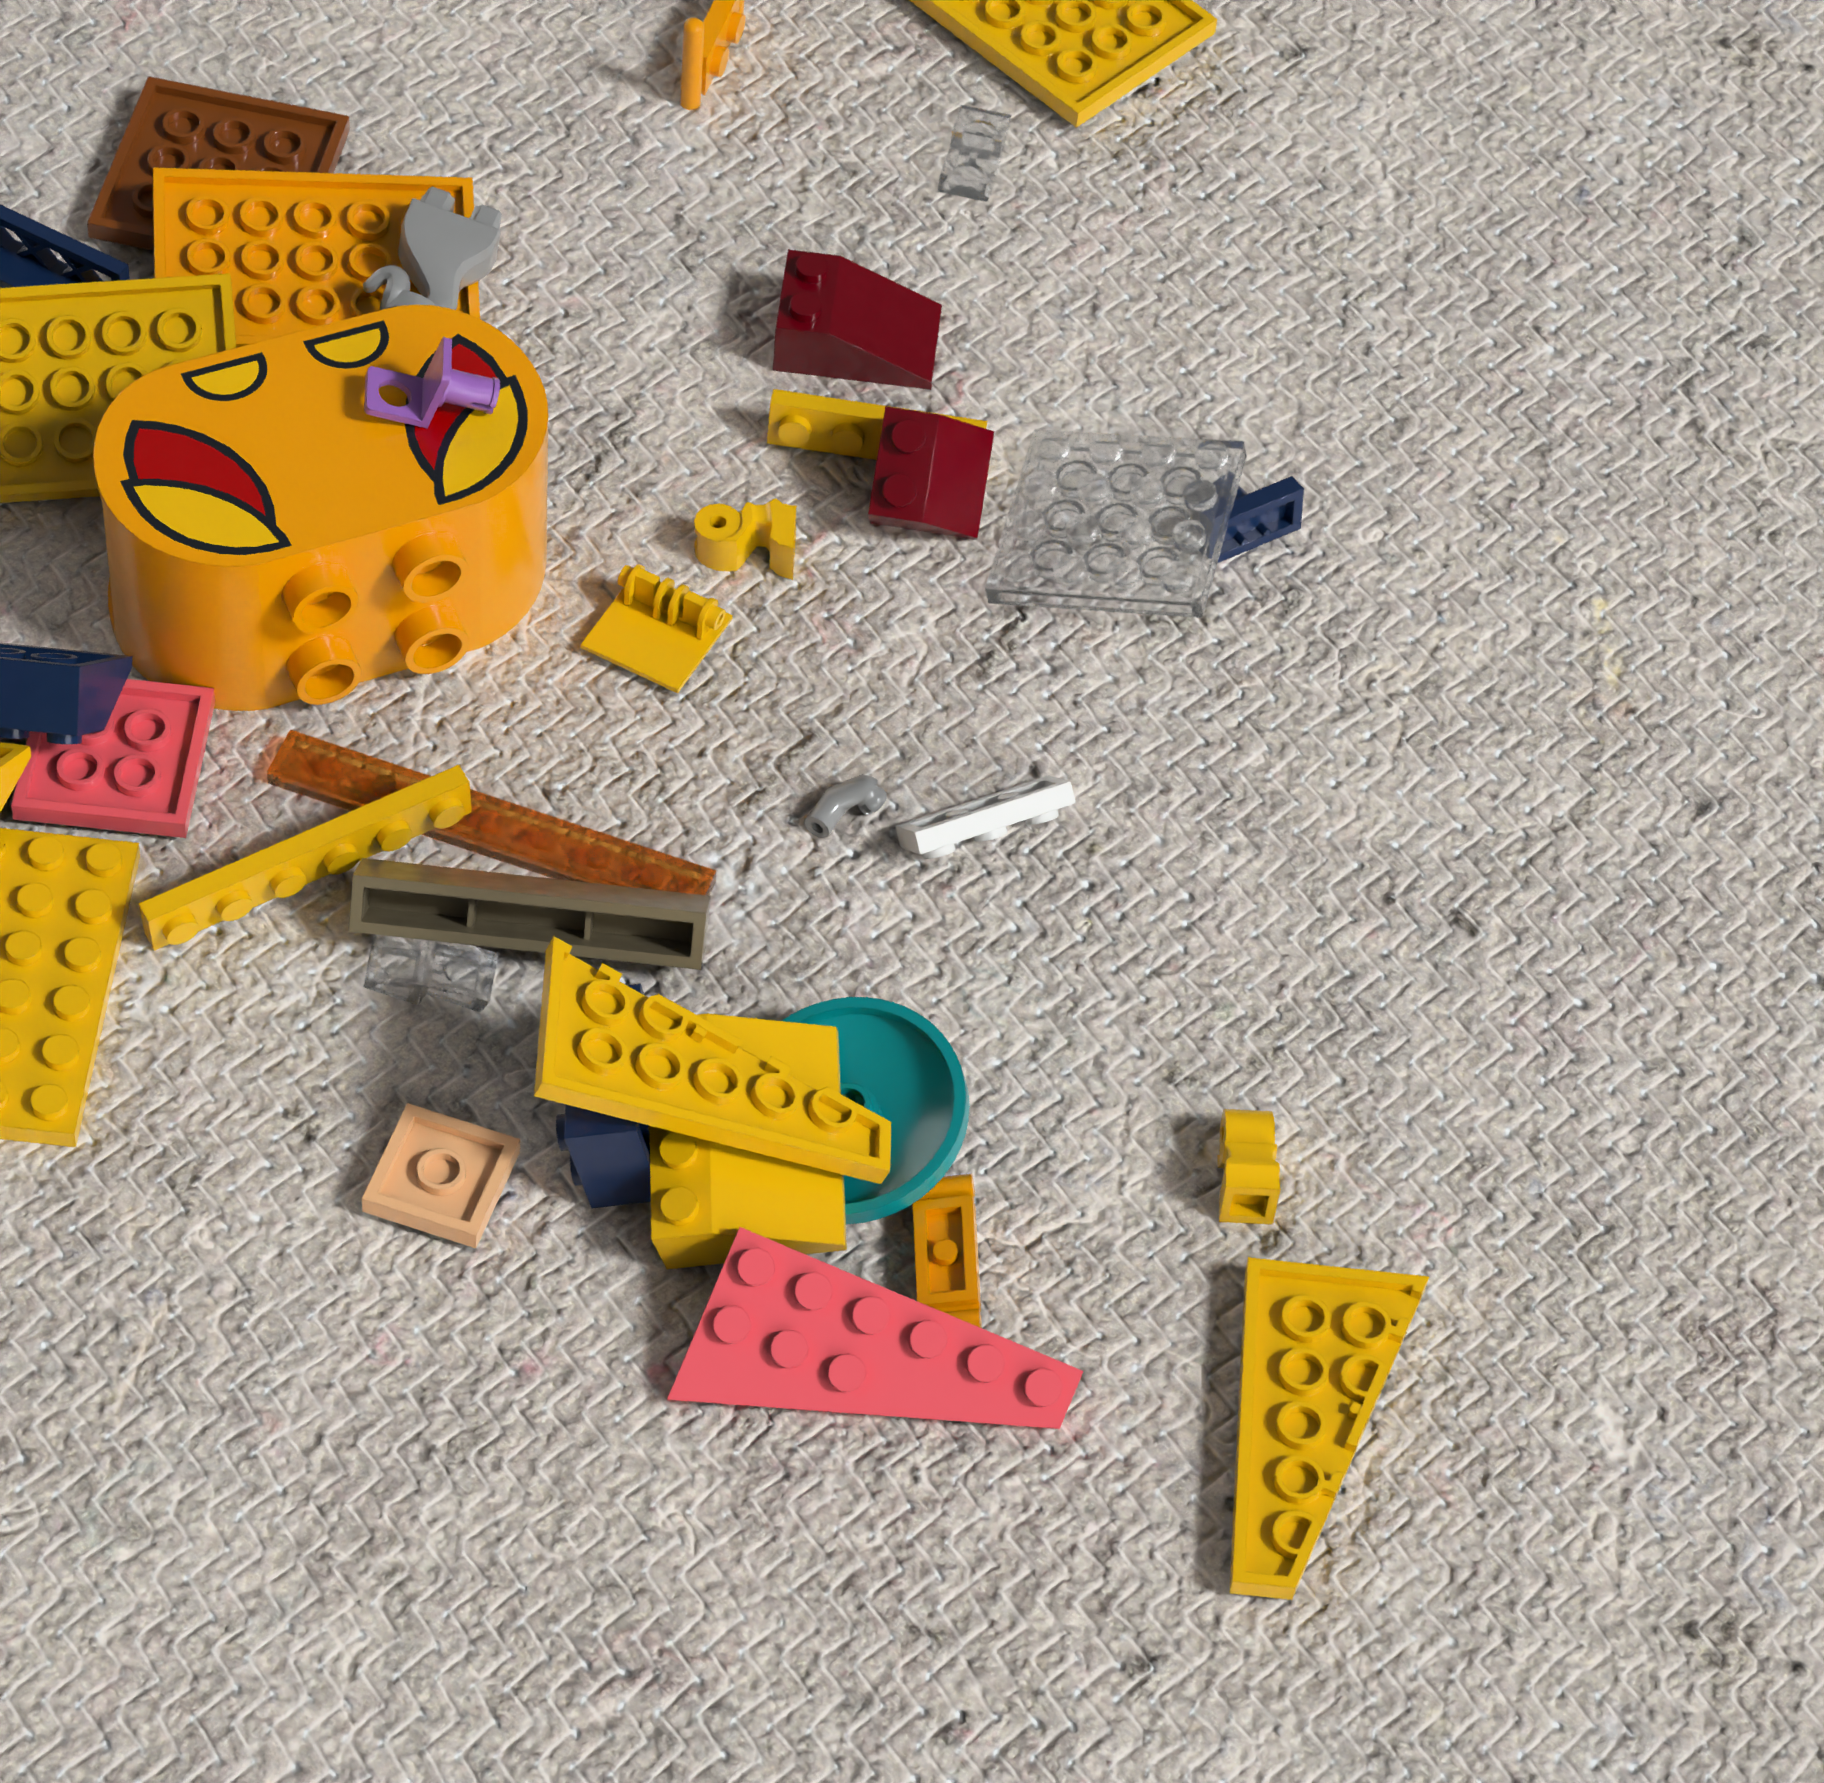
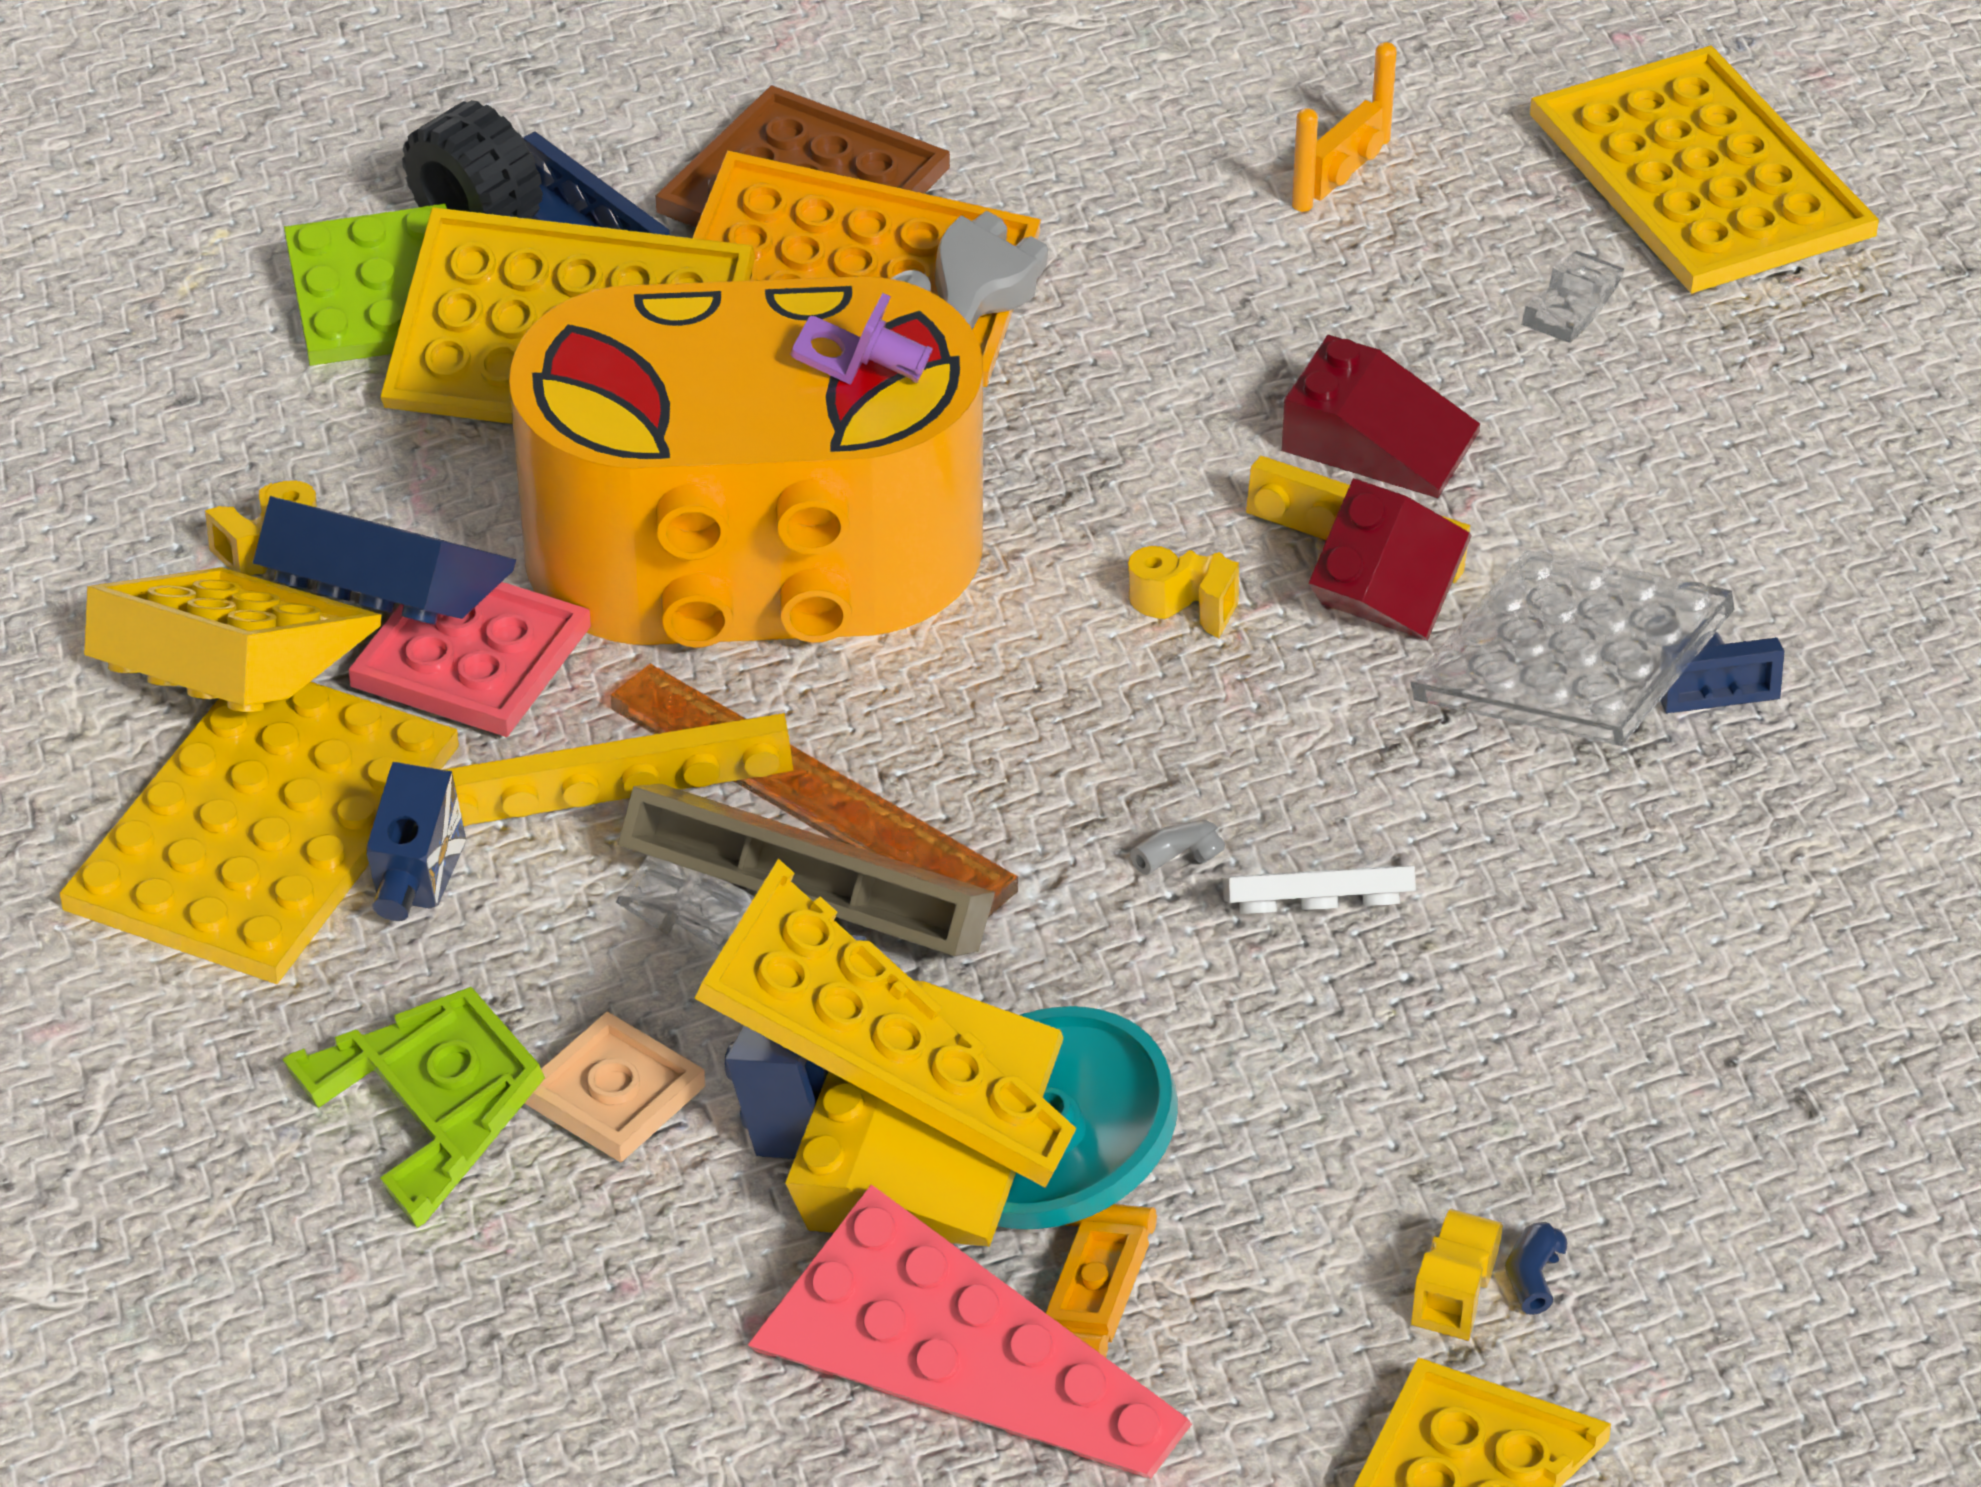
camera: 25 degrees right, 10 degrees down
(158, 976) = (414, 840): none -> dark blue torso
(291, 1201) = (450, 1070): none -> lime wing
(657, 628) = (1056, 648): yellow hinge -> none
(1298, 1137) = (1526, 1261): none -> dark blue arm

